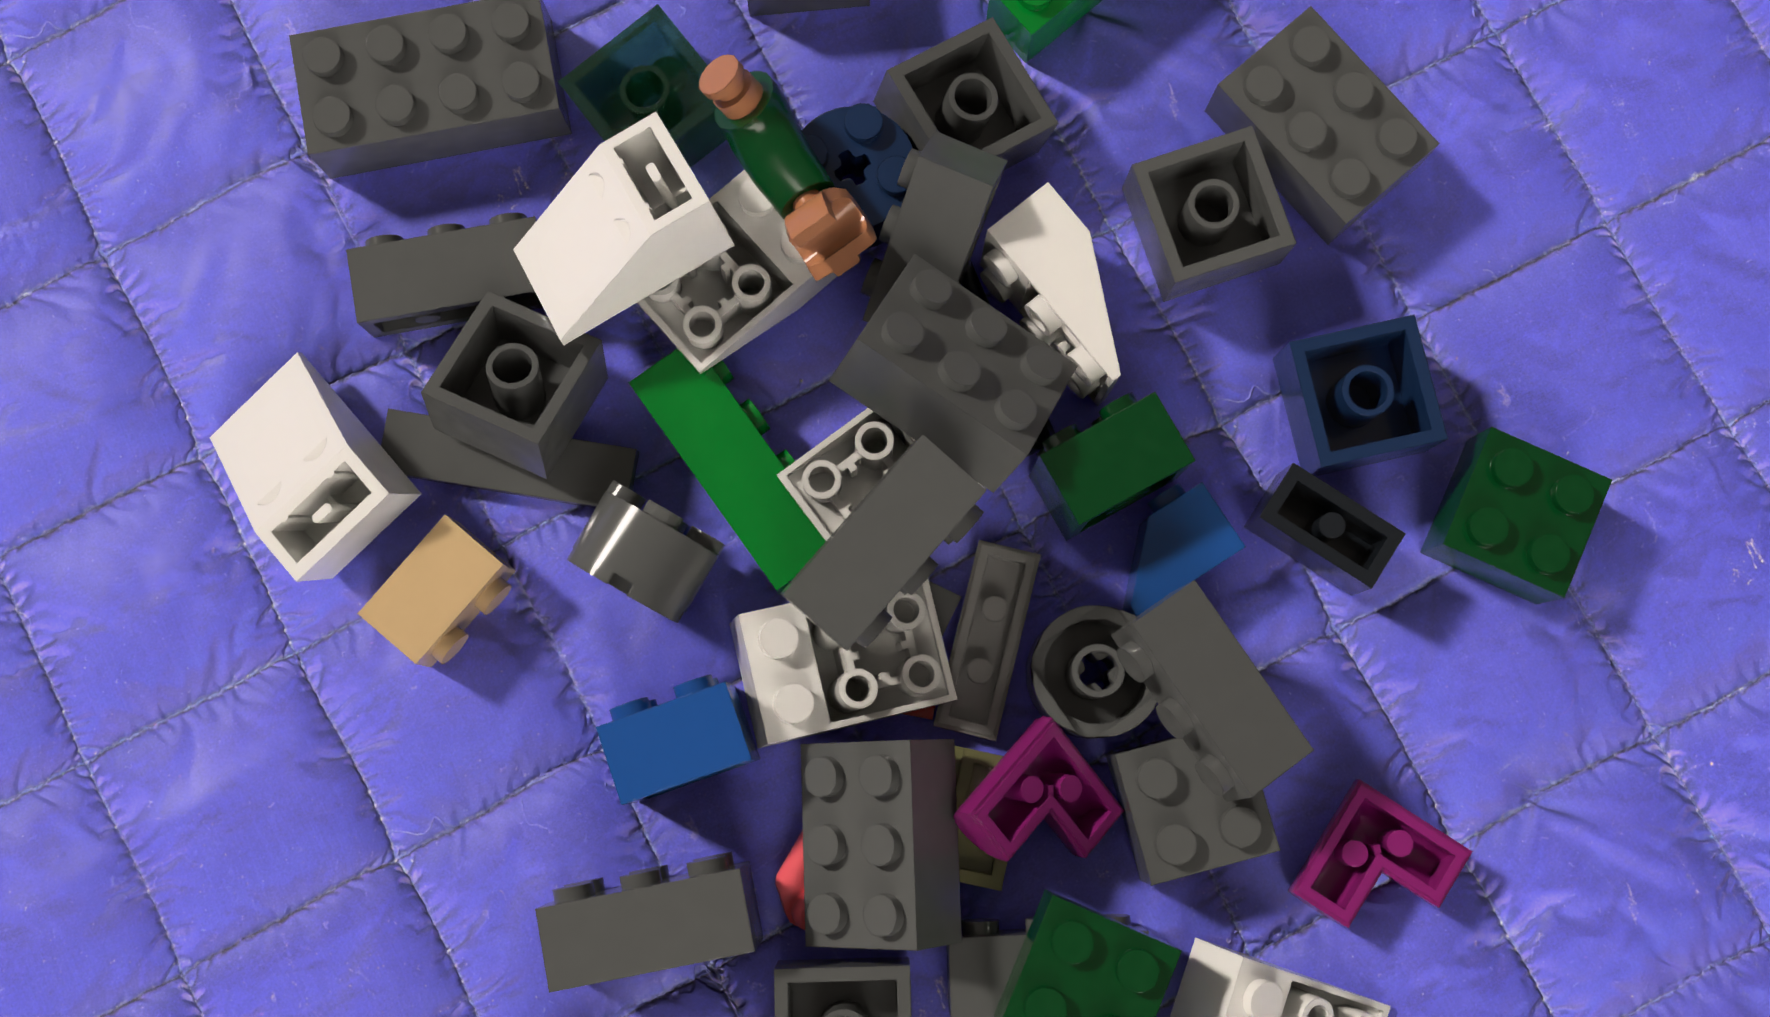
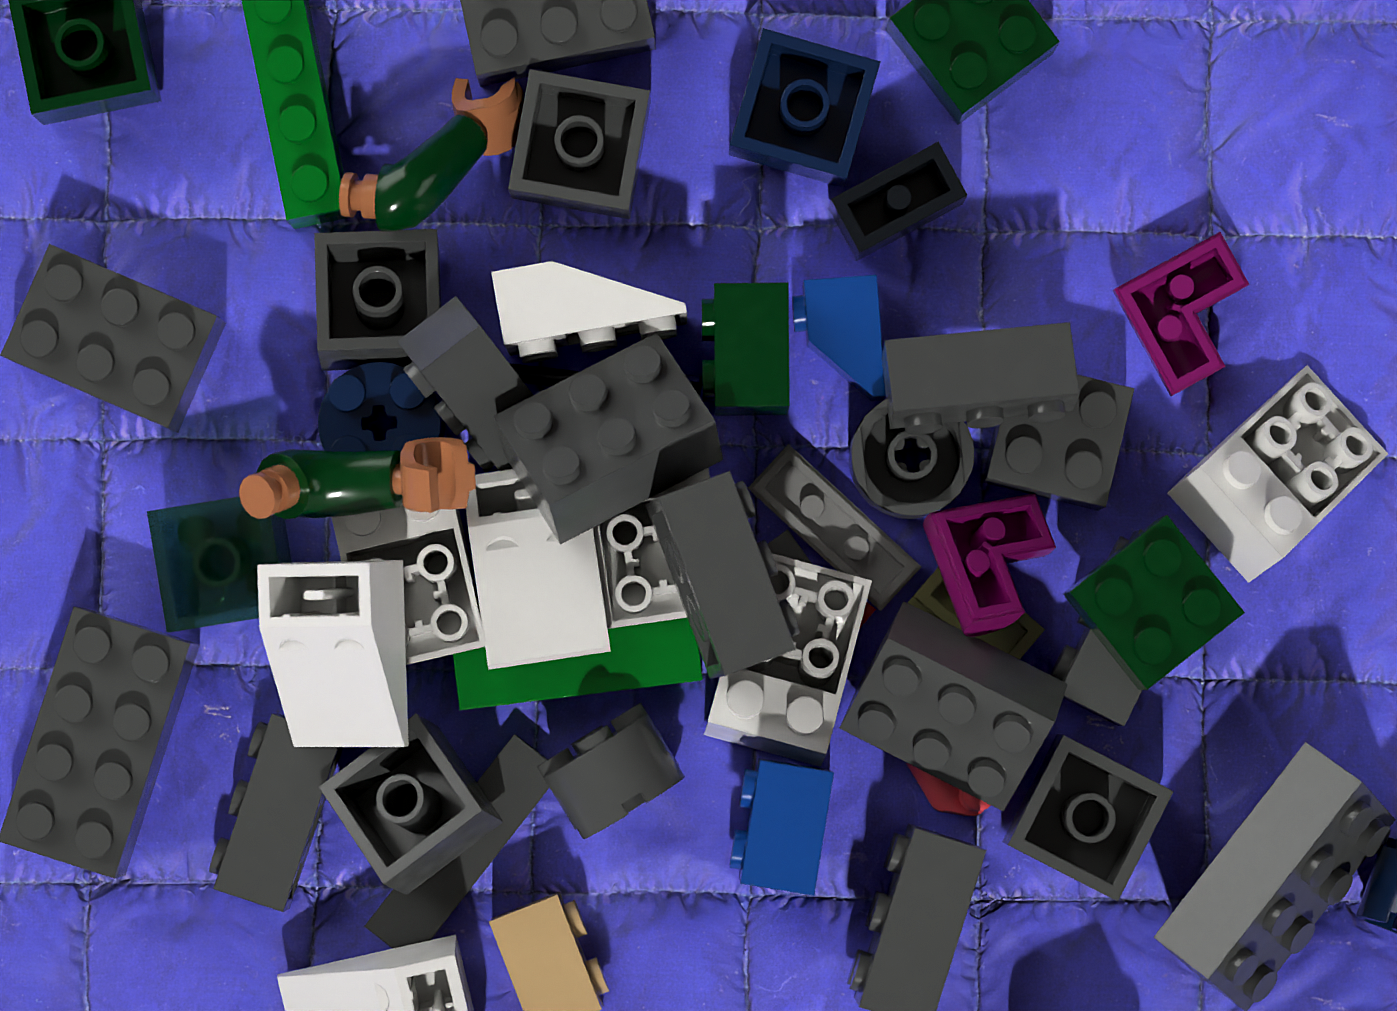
camera: 60 degrees left, 5 degrees up
(771, 384) = (532, 592): none -> white slope
(1111, 91) = (425, 178): none -> dark green piece

